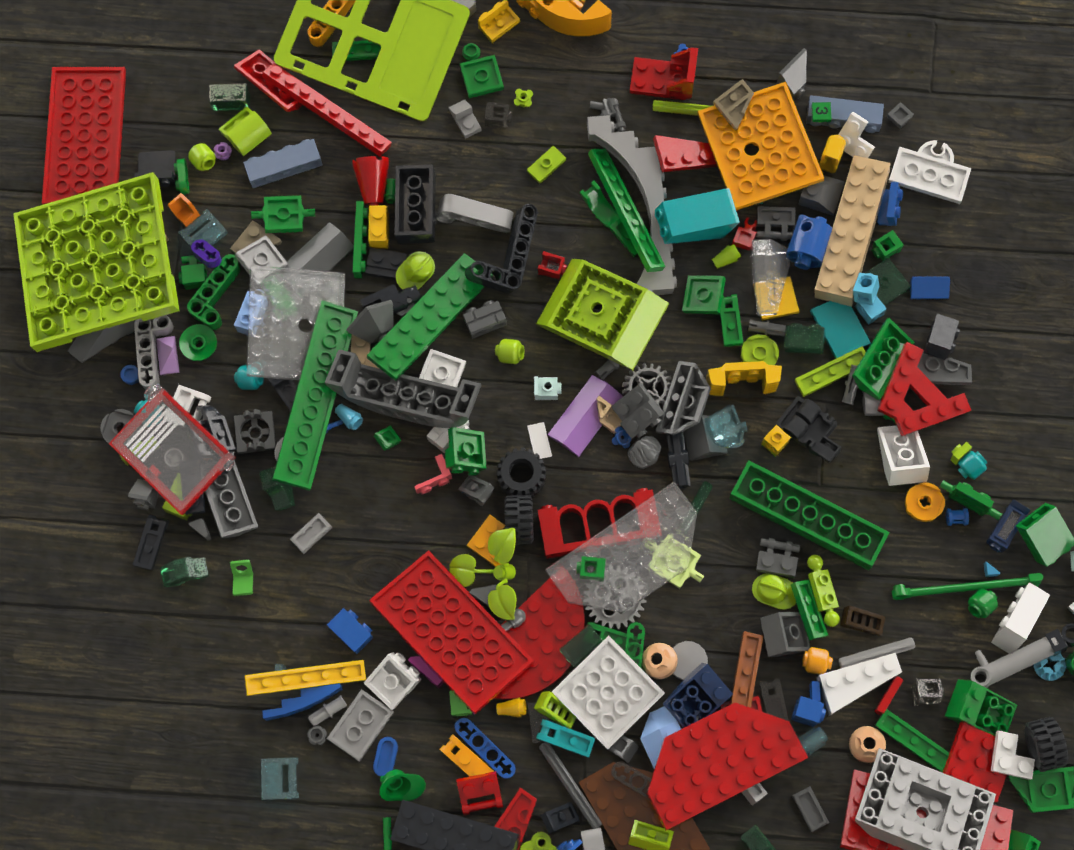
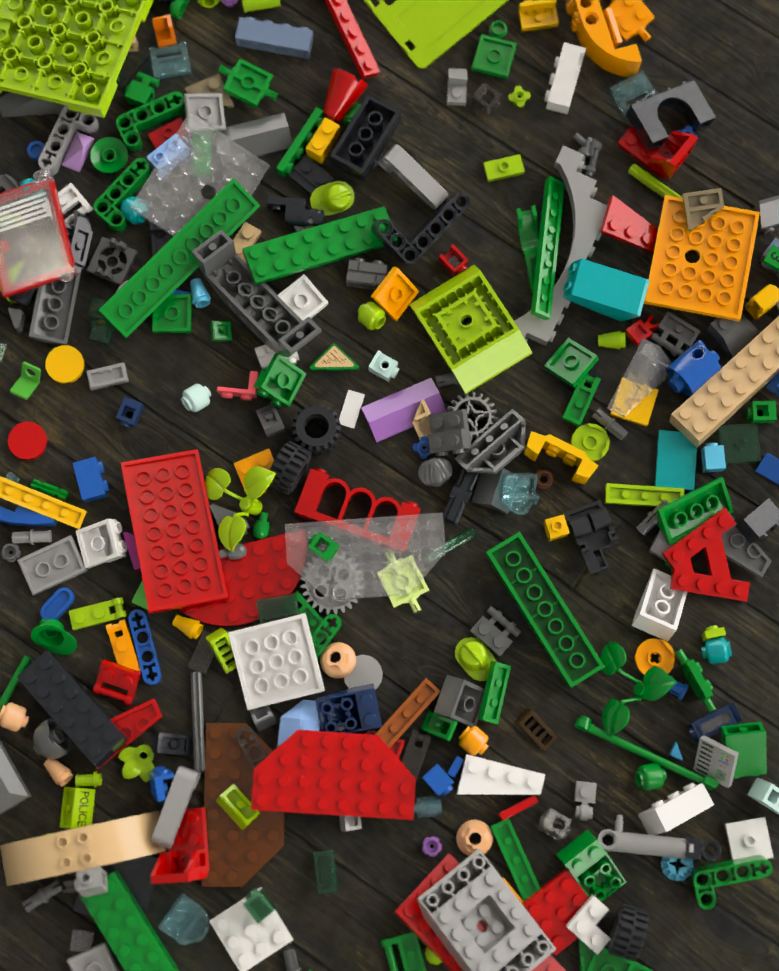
camera: 25 degrees right, 5 degrees up
(204, 255) = (156, 81): dark purple beam -> none
(229, 365) = (126, 191): none -> green beam
(236, 297) = (162, 134): none -> red plate
(266, 544) = (65, 364): none -> yellow tile
(273, 629) = (27, 440): none -> red tile
(331, 658) = (49, 489): none -> green axle
(338, 448) = (173, 315): none -> green plate
(347, 547) = (129, 406): none -> dark blue brick
(373, 322) = (266, 222): dark grey slope -> none
(400, 507) = (196, 397): none -> light aqua head
(425, 744) = (97, 614): none -> lime plate
(499, 407) = (334, 360): none -> tile
(519, 321) = (395, 293): none -> light orange plate
(524, 585) = (261, 527): none -> green cylinder
(553, 61) = (565, 78): none -> white wedge
(566, 738) = (217, 679): teal plate -> none
(614, 38) = (630, 89): none -> clear light blue plate
(663, 22) = (684, 97): none -> arch
(740, 400) = (544, 473): none -> reddish brown plate
(780, 665) = (439, 725): none -> green slope
(804, 339) = (636, 453): clear green brick -> none
(810, 809) = (390, 864): dark grey tile -> none
(823, 590) = (517, 683): lime plate -> none
(836, 767) = (431, 851): none -> medium lavender plate
(866, 288) = (714, 445): medium azure brick -> none
(895, 647) = (531, 764): light grey axle -> none
(937, 650) = (585, 793): none -> light grey plate
(942, 521) = (655, 685): none -> green plant
(1029, 557) = (716, 761): none -> light grey tile

